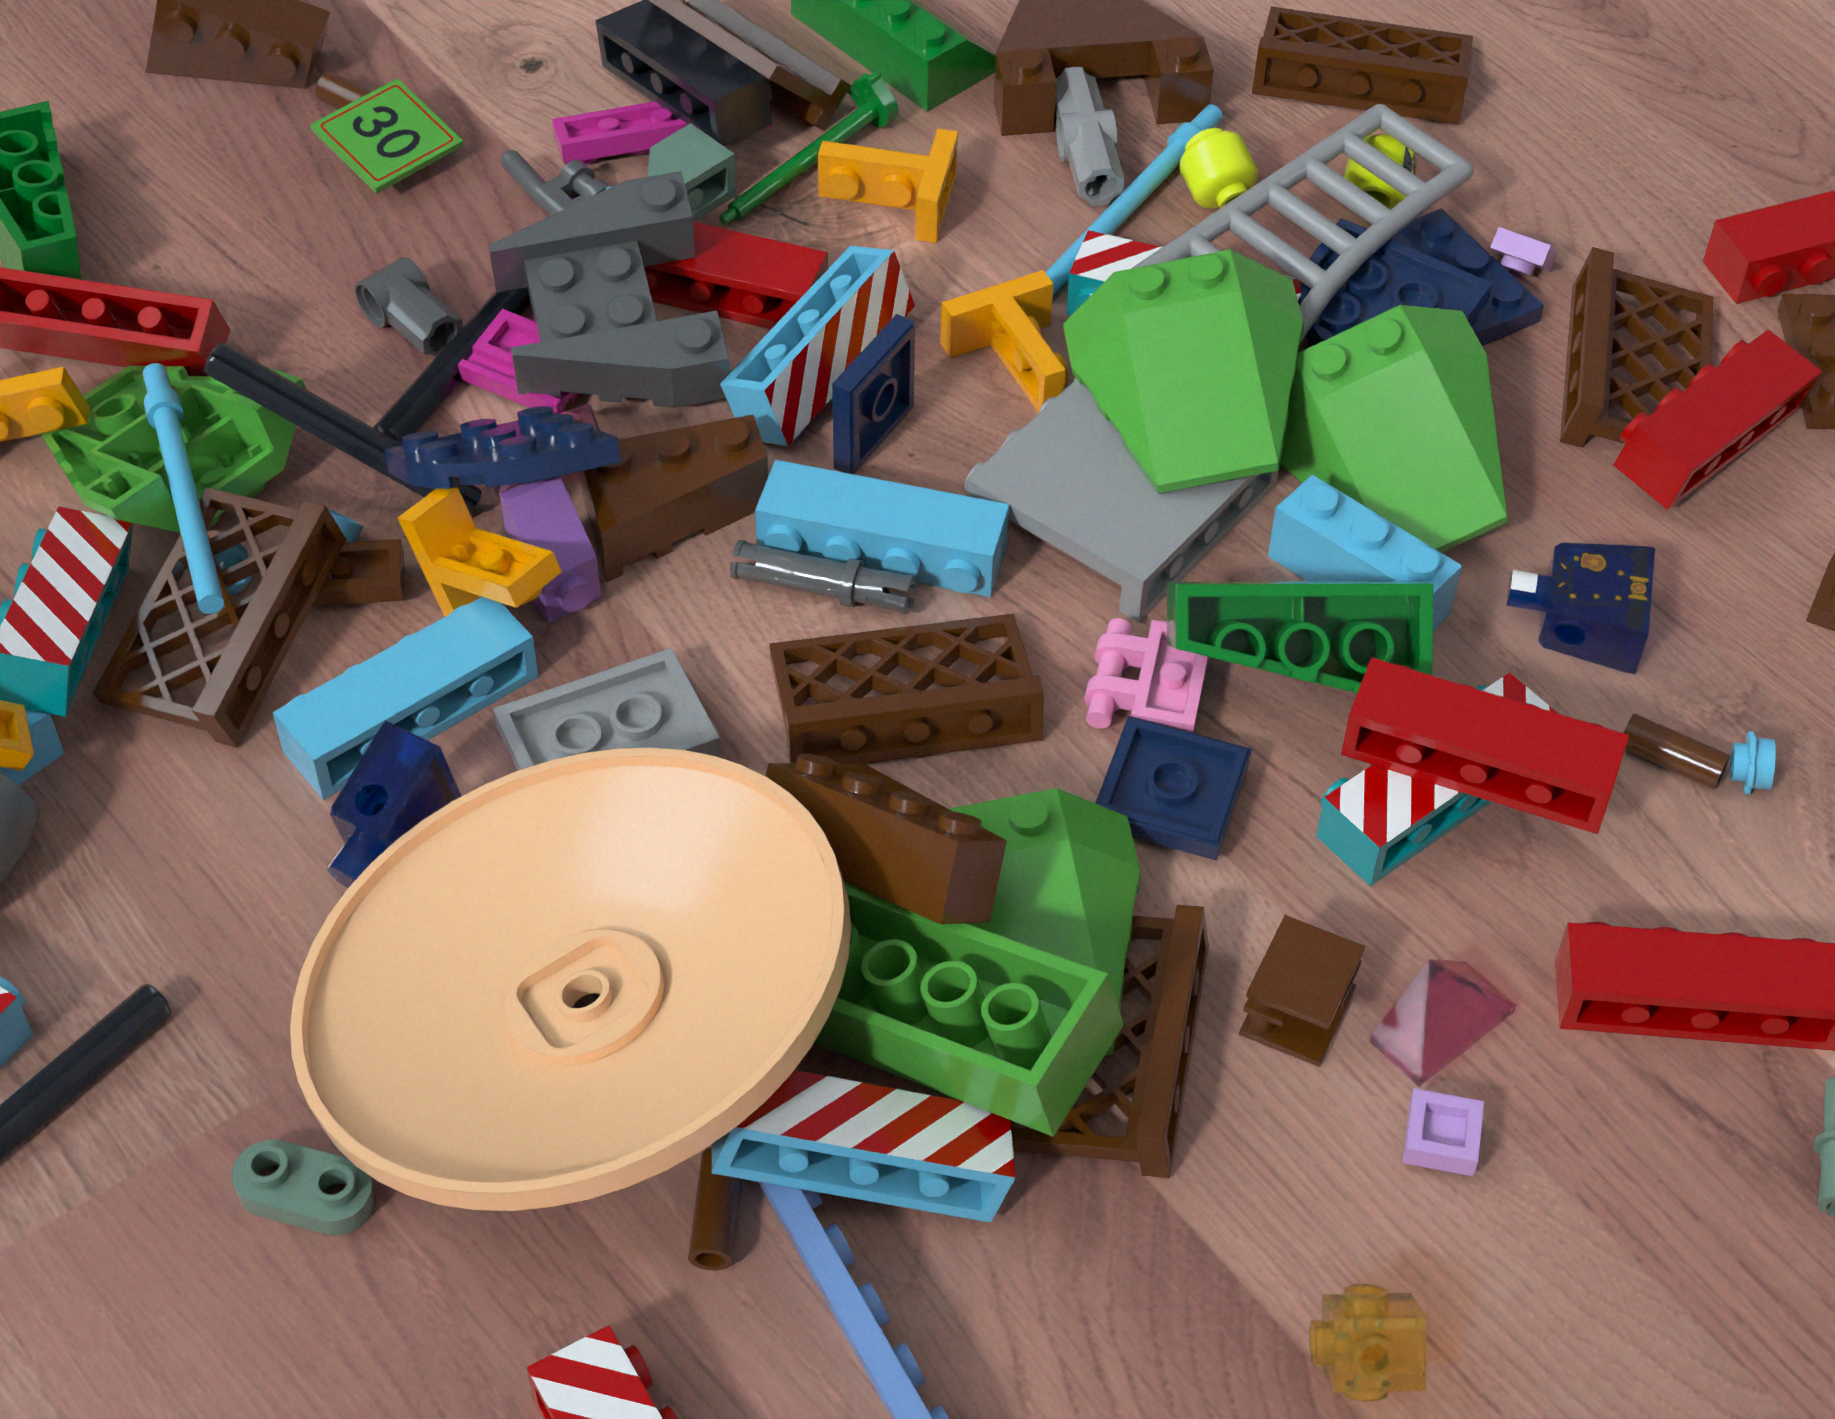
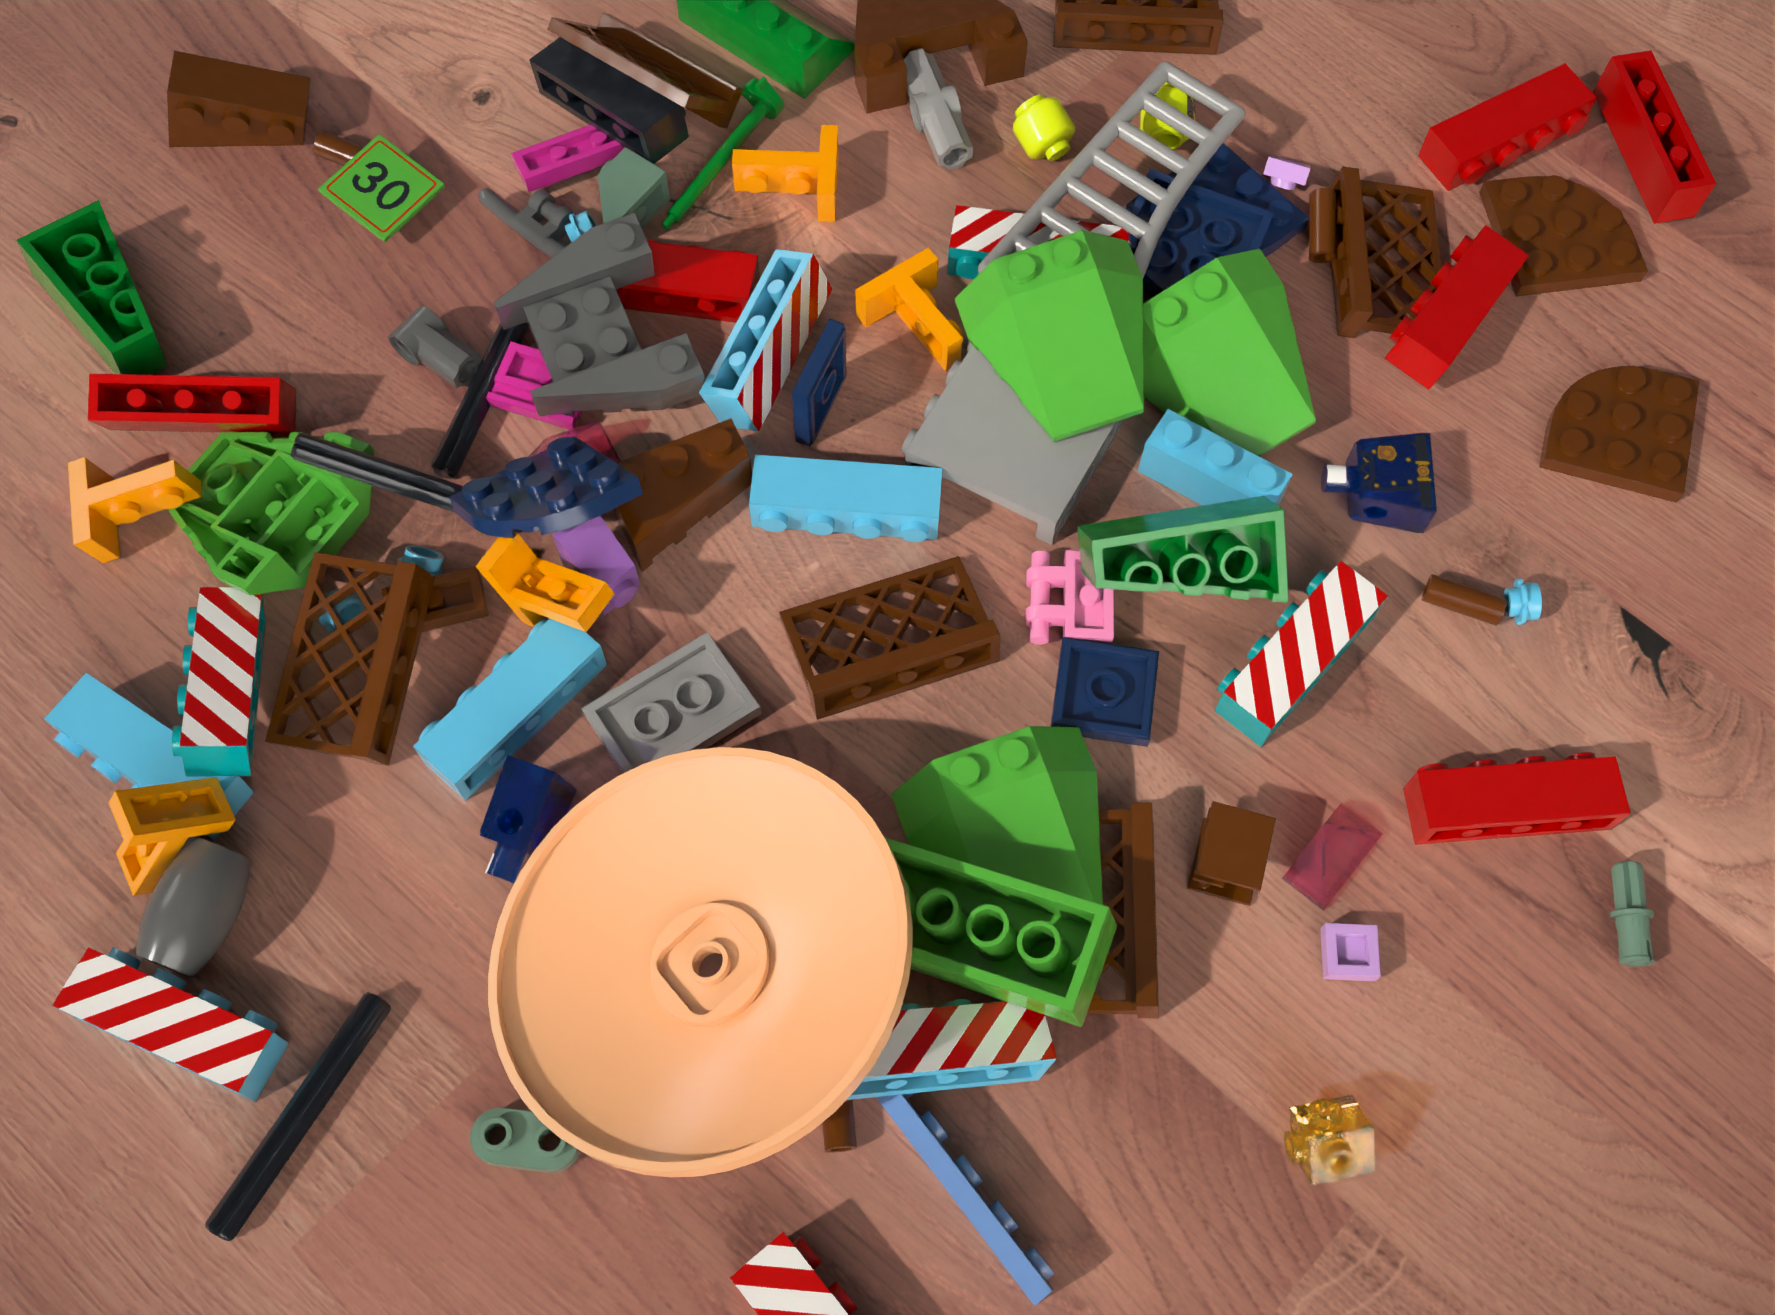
camera: 10 degrees left, 15 degrees up
(165, 415) = (265, 486): medium azure bar -> none
(824, 577) = (809, 546): dark grey pin -> none
(898, 839) = (918, 797): reddish brown wedge -> none
(1138, 190) = (1007, 105): medium azure bar -> none
(1484, 745) = (1338, 635): red brick -> none
(1559, 315) = (1322, 225): none -> reddish brown hinge

